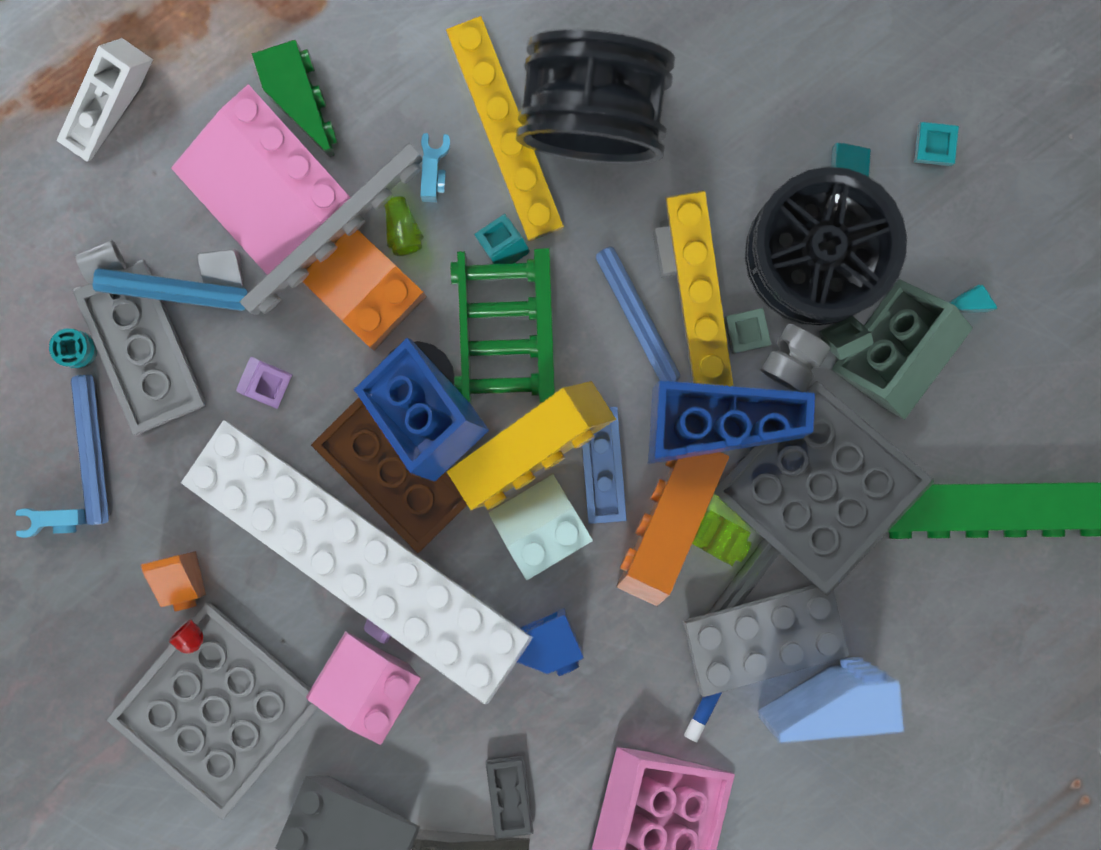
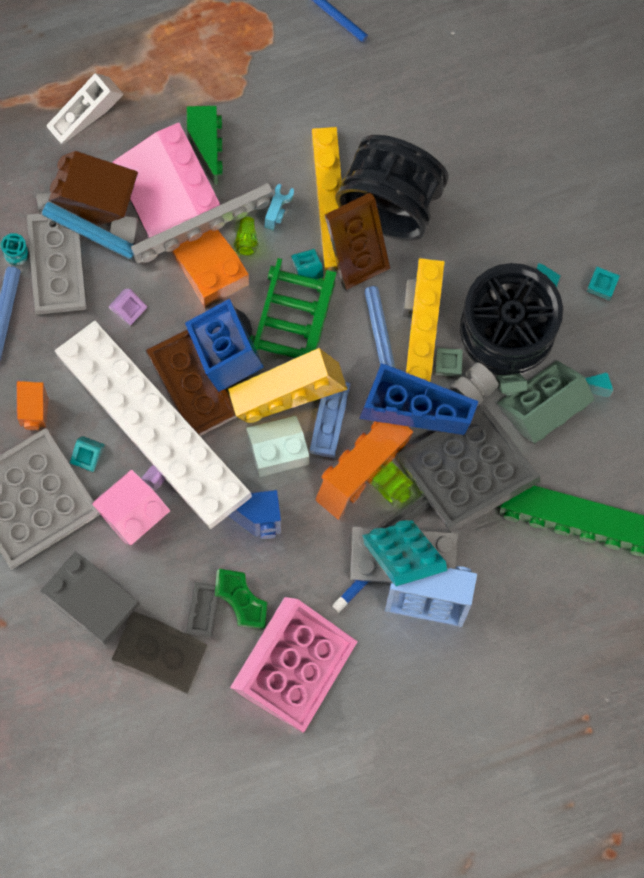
camera: 10 degrees right, 15 degrees down
(153, 226) = (92, 187): none -> reddish brown slope
(187, 637) = (28, 442): red hinge -> none
(276, 616) = (87, 453): none -> teal slope
(541, 756) = (248, 608): none -> green tile
(568, 197) = (357, 241): none -> reddish brown plate
(779, 666) = (404, 552): none -> teal plate

